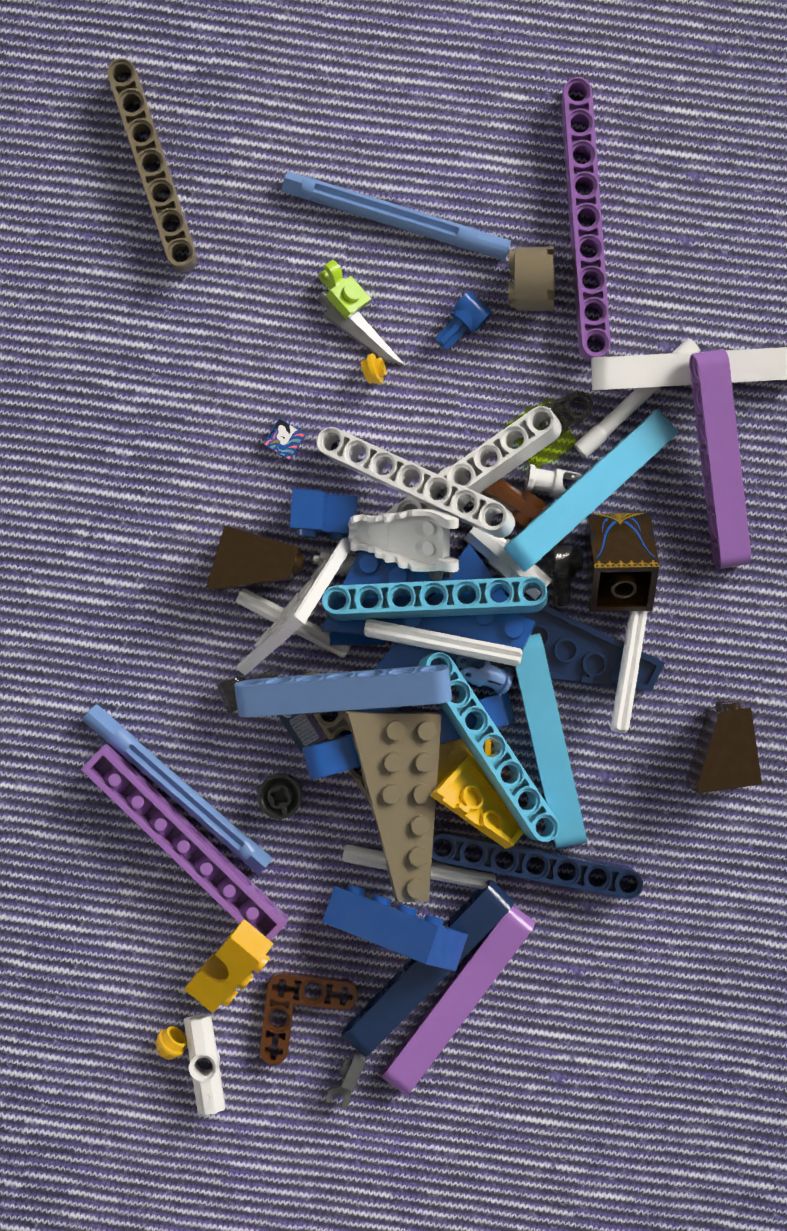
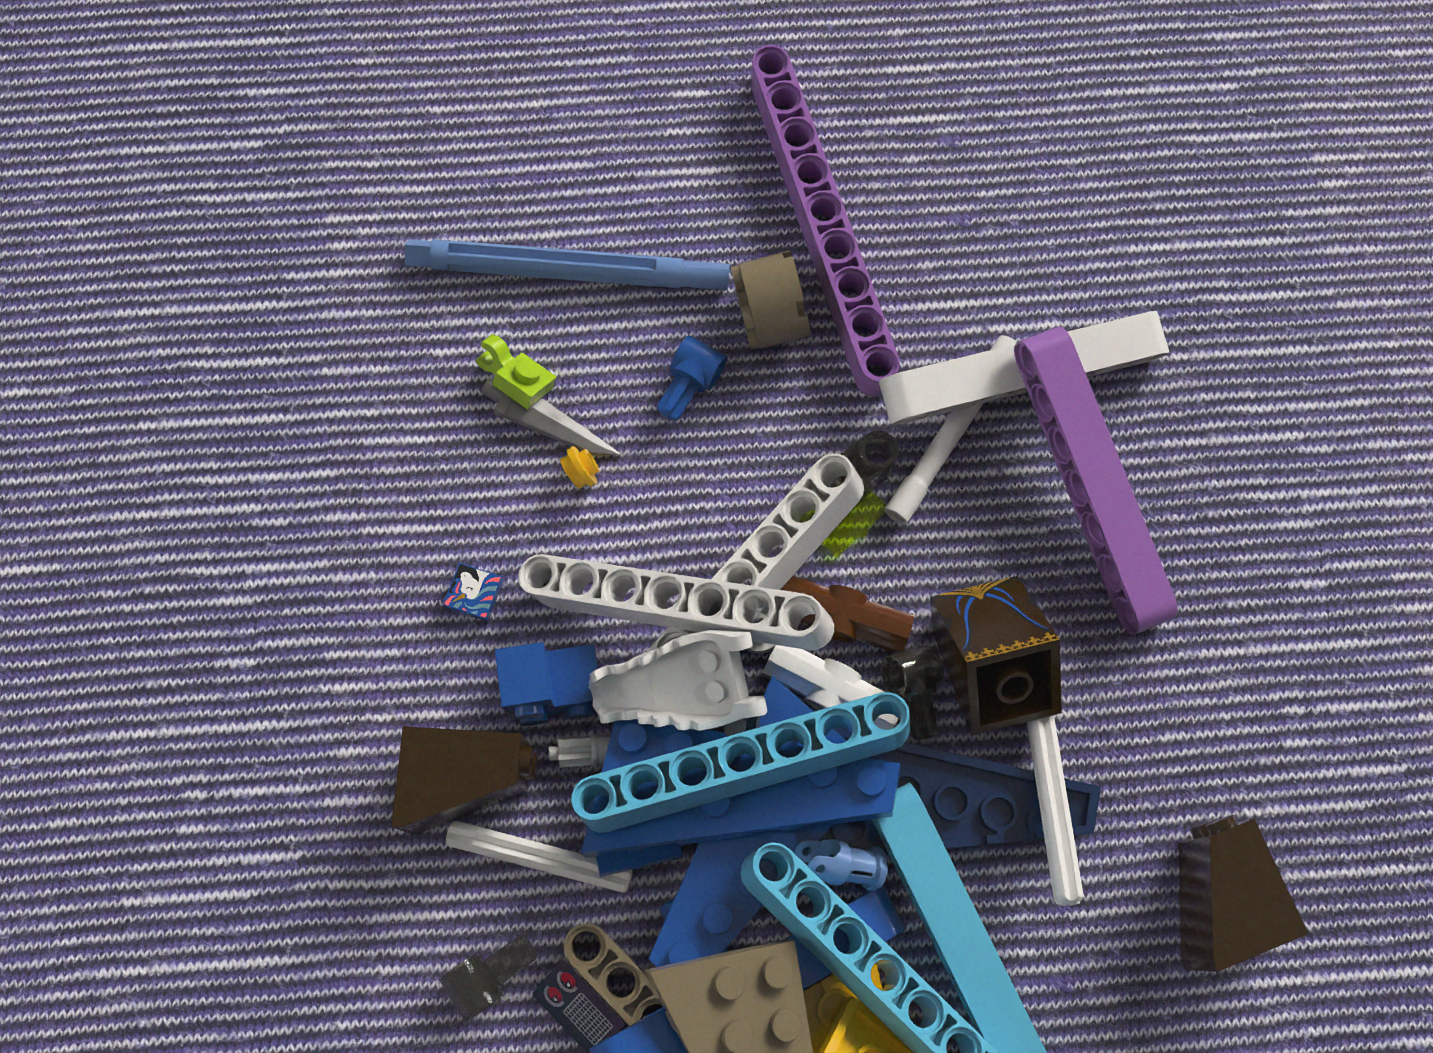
camera: 20 degrees left, 15 degrees down
(149, 151) = (208, 255): dark tan beam -> none
(297, 610) = (536, 834): white tile -> none
(343, 691) = (635, 940): medium blue beam -> none
(443, 642) = (771, 827): white axle -> none
(548, 480) = (866, 566): white piece -> none
(590, 490) = (923, 565): medium azure beam -> none

